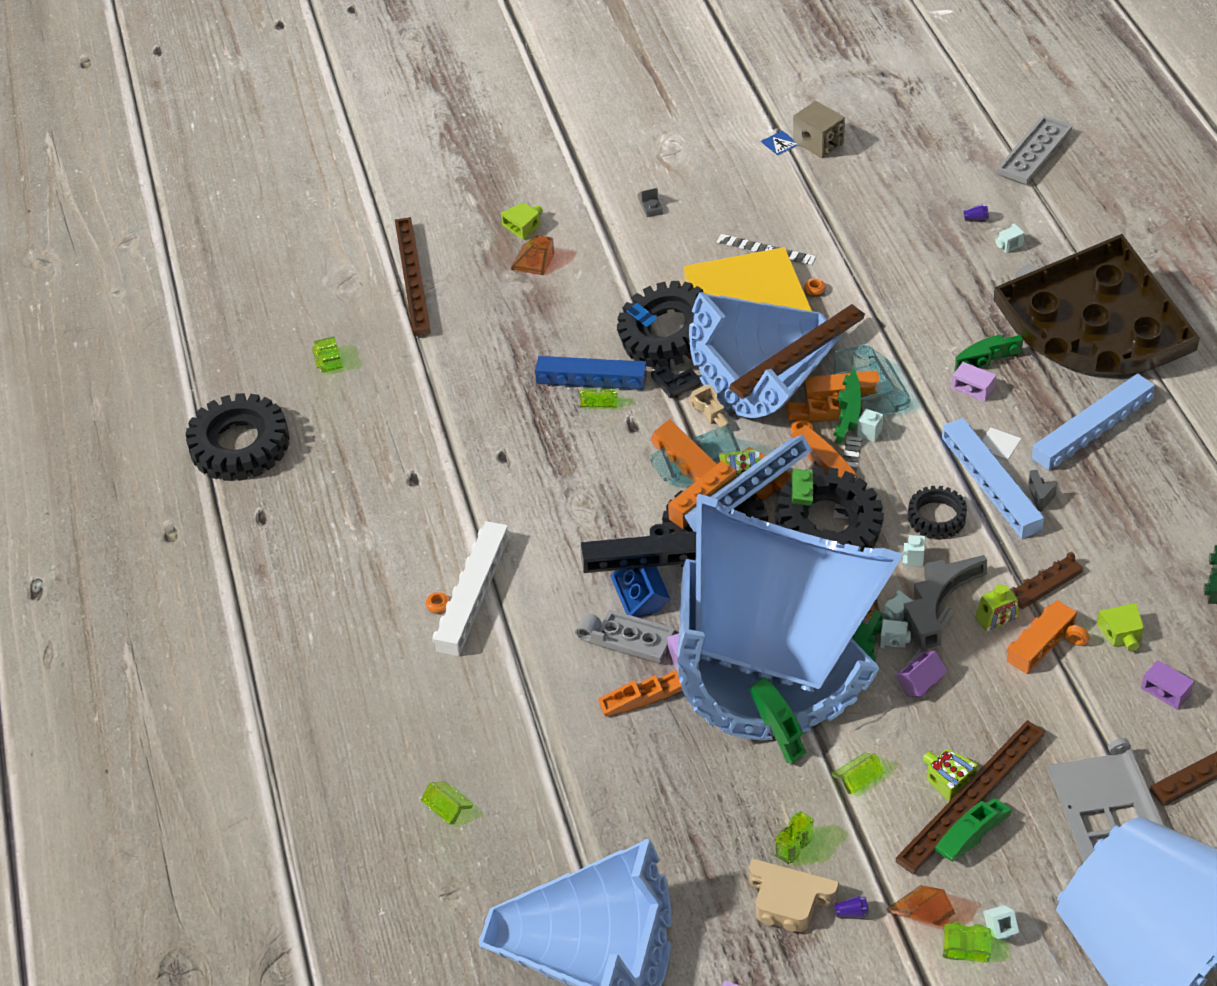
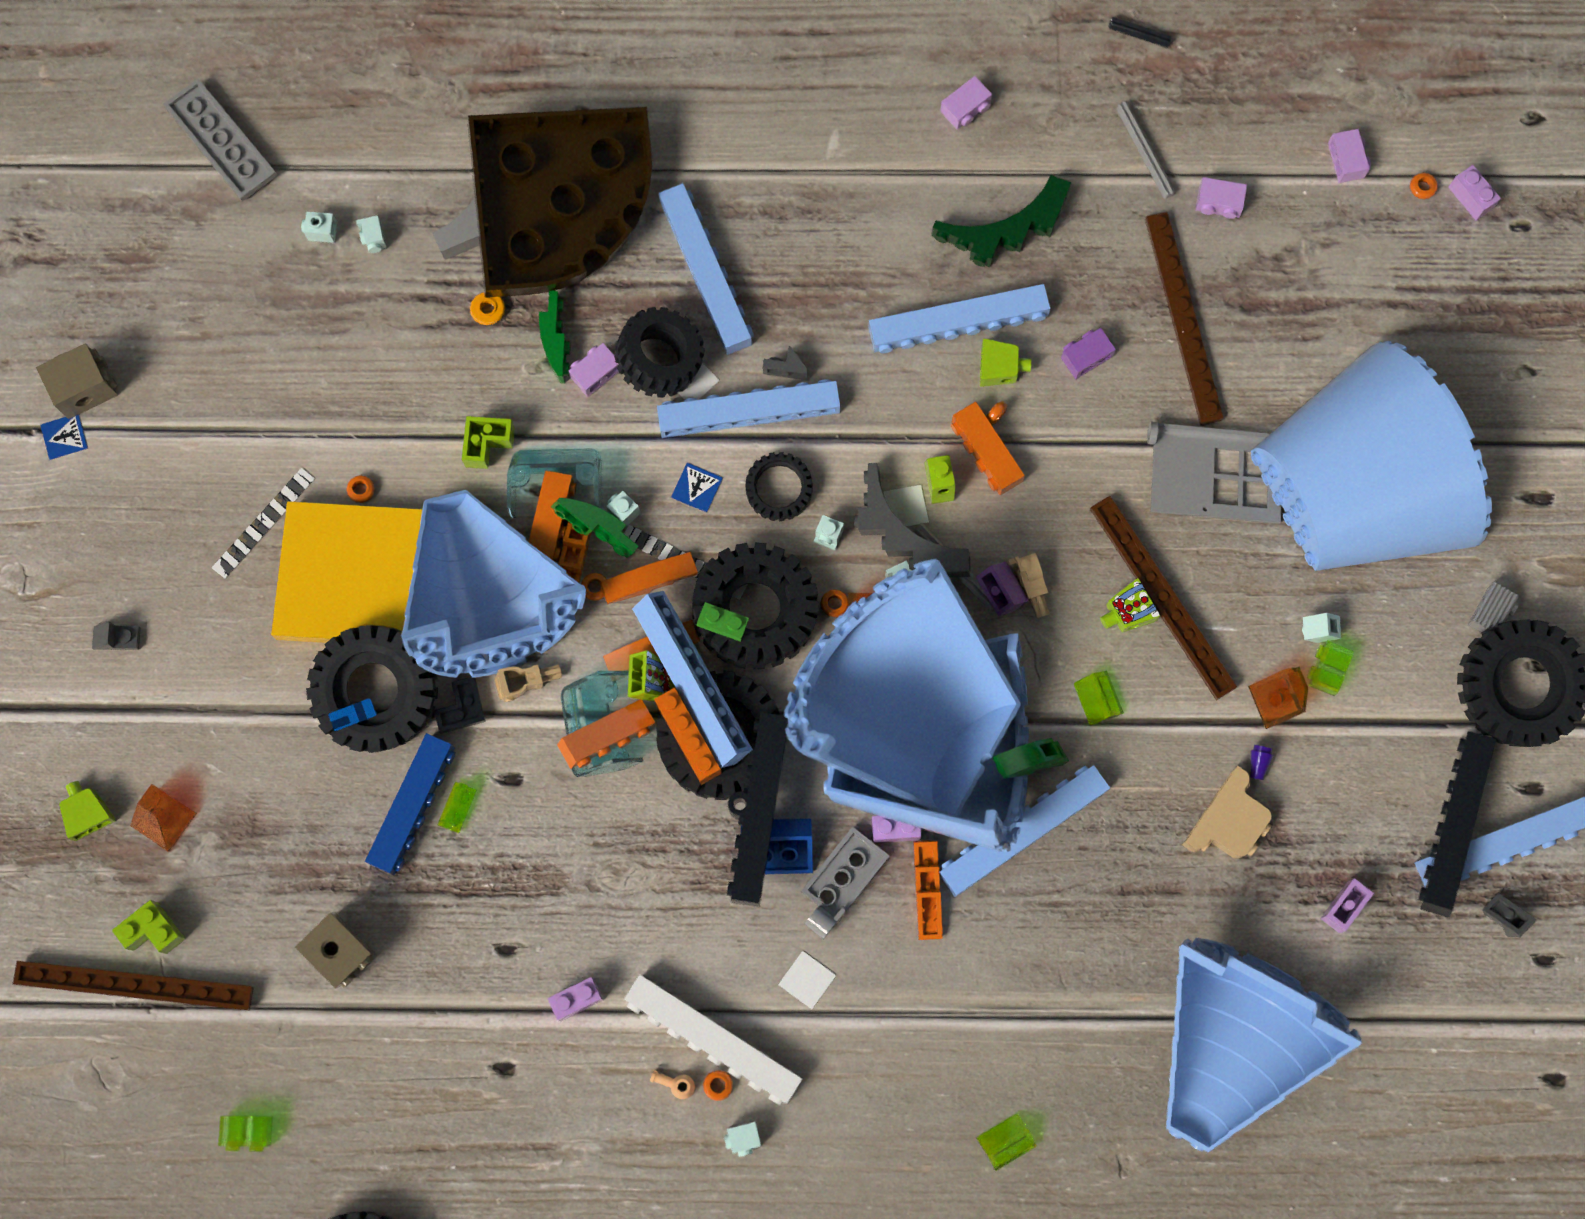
camera: 75 degrees left, 30 degrees up
(400, 626) = (742, 1139): none -> light aqua brick
(430, 581) = (673, 1084): none -> light nougat bar
(453, 270) = (149, 923): none -> lime brick
(468, 356) = (352, 951): none -> dark tan brick
(477, 498) = (575, 999): none -> lavender brick
(540, 638) = (807, 980): none -> white sticker
(719, 747) = (1037, 822): none -> light blue brick
(794, 837) = (1165, 785): clear neon green brick -> none
(799, 349) = (487, 550): reddish brown plate -> none
(884, 331) = (481, 435): none -> lime brick
(912, 468) = (696, 487): none -> blue sticker
(940, 694) = (1031, 581): none -> tan piece
(963, 600) = (908, 505): none -> white sticker
(970, 827) = (1207, 611): green slope -> none
(978, 212) = (309, 252): dark purple cone -> none
(989, 308) = (490, 318): none -> light orange piece
(999, 212) = (319, 227): none -> light aqua brick
(1016, 388) = (666, 327): none -> black tyre
(1047, 580) = (911, 413): reddish brown hinge -> none
(1148, 590) = (959, 318): none -> light blue brick

